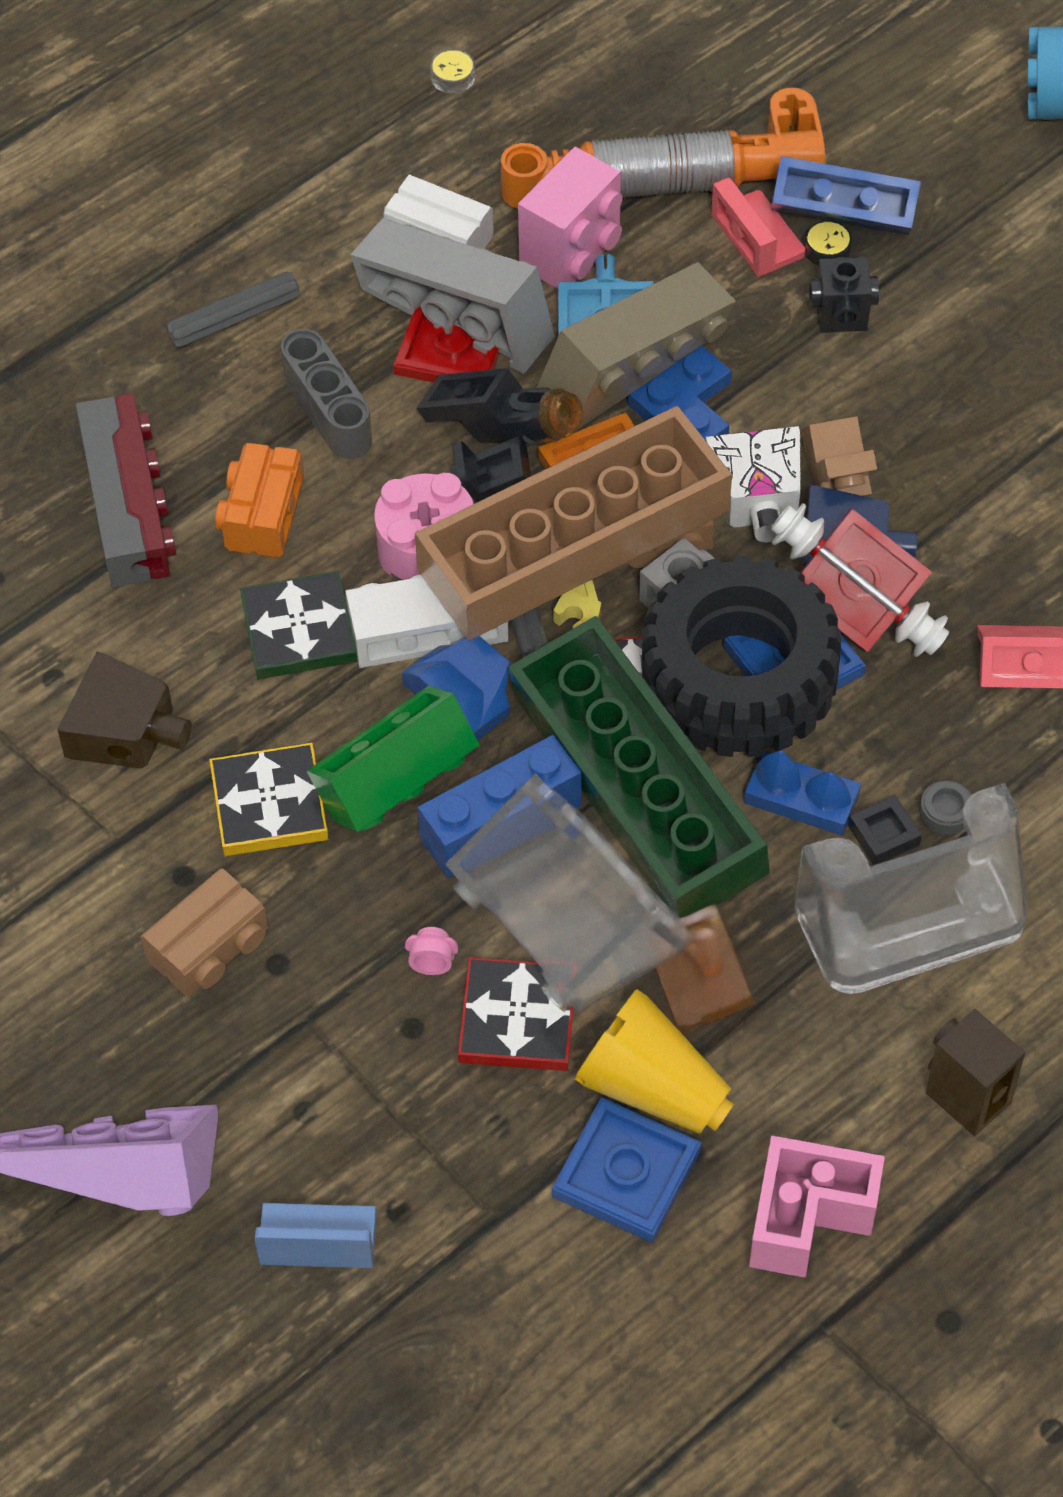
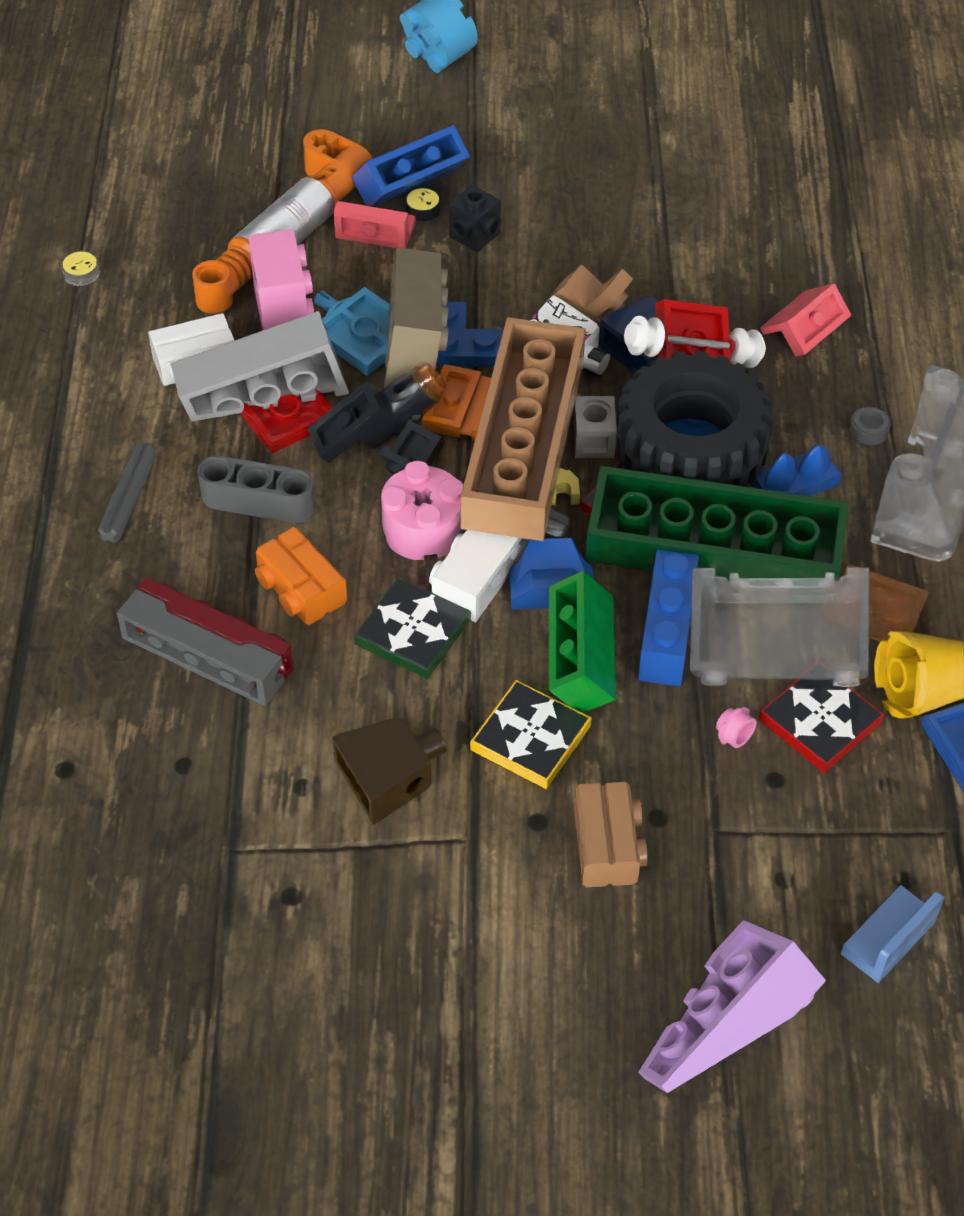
camera: 50 degrees left, 5 degrees down
(884, 830) = (859, 461): black tile -> none

